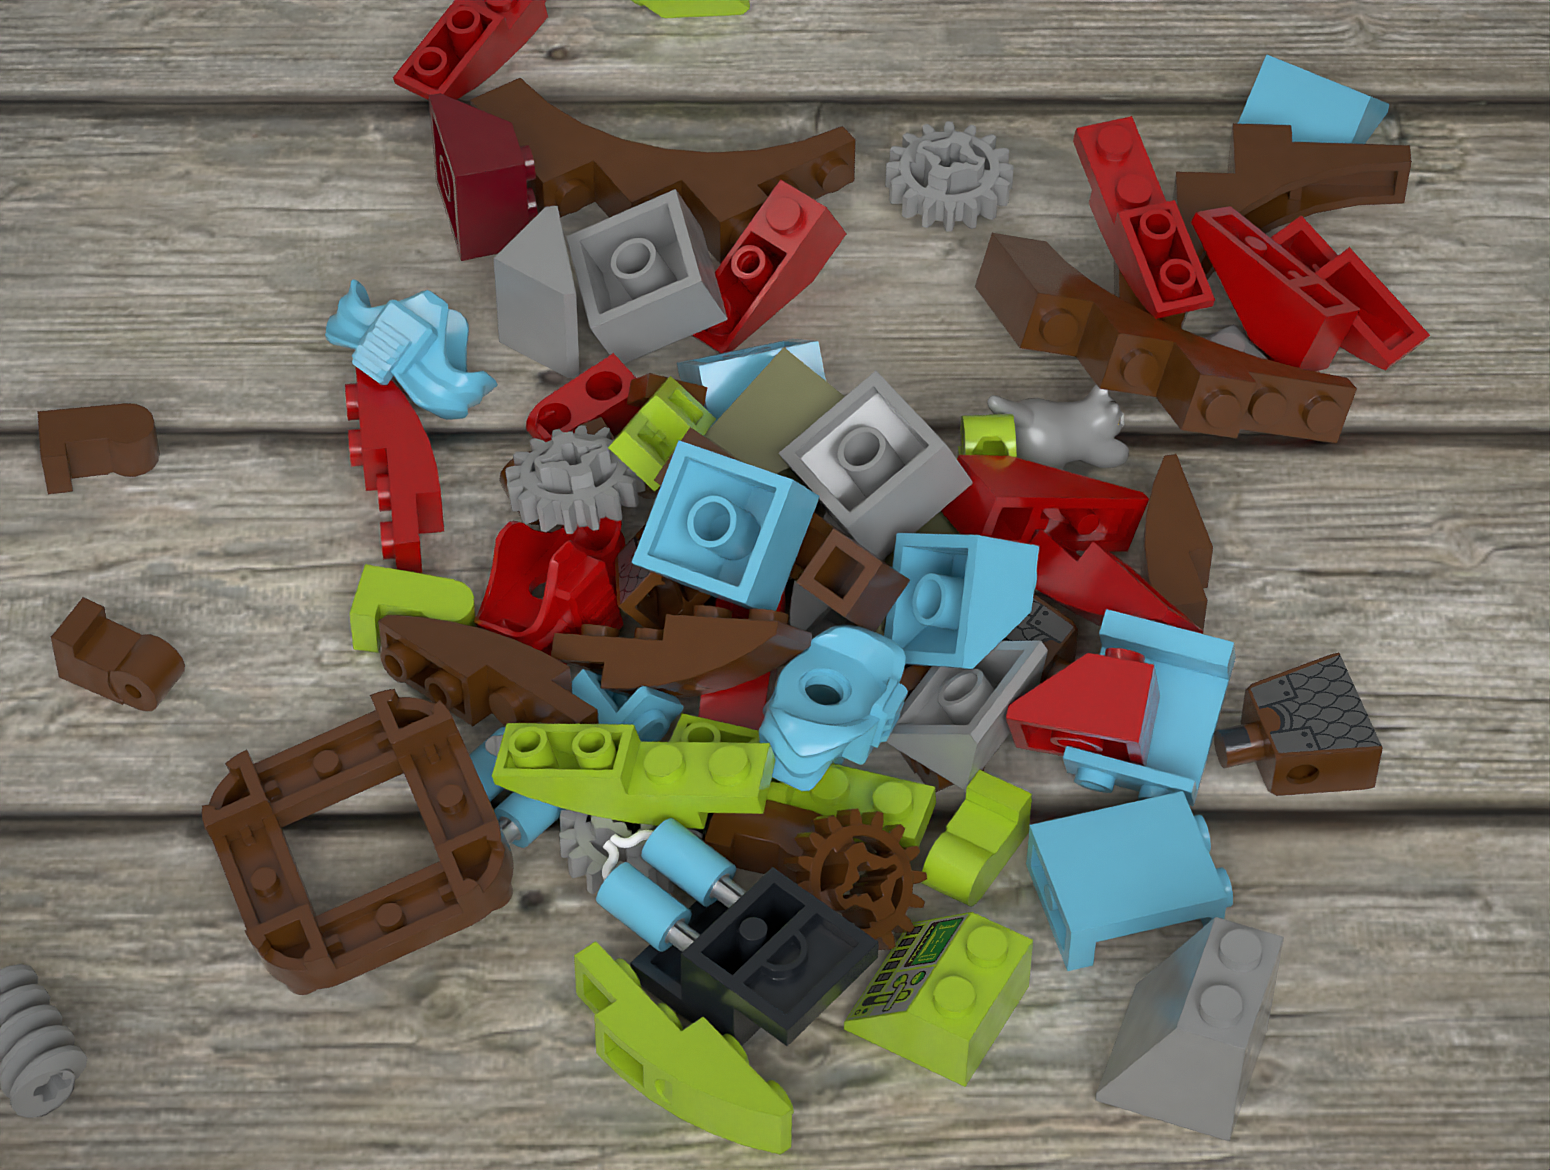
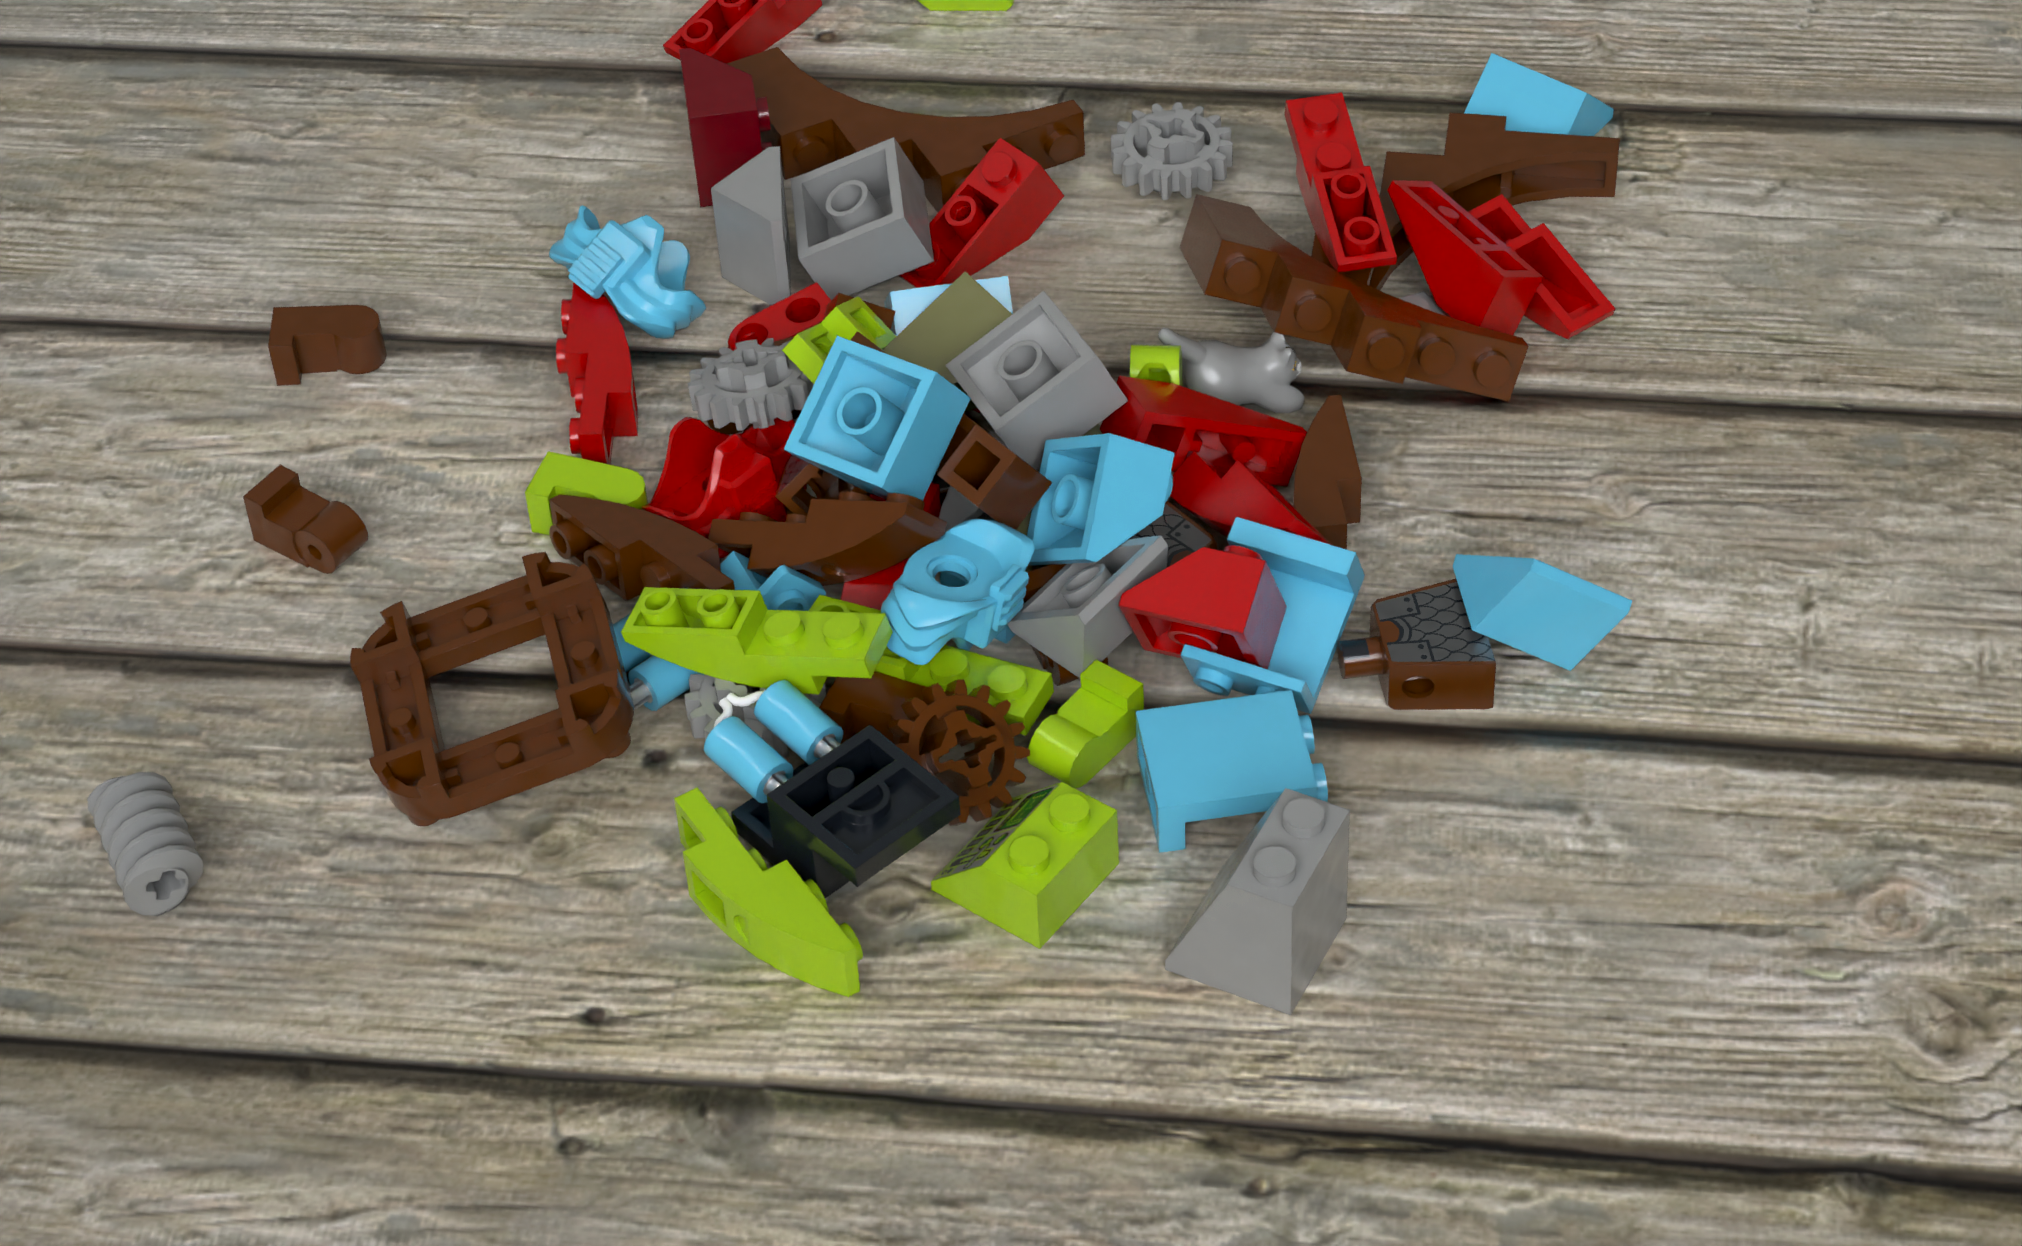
camera: 10 degrees right, 5 degrees down
(1411, 683) = (1536, 606): none -> medium azure slope

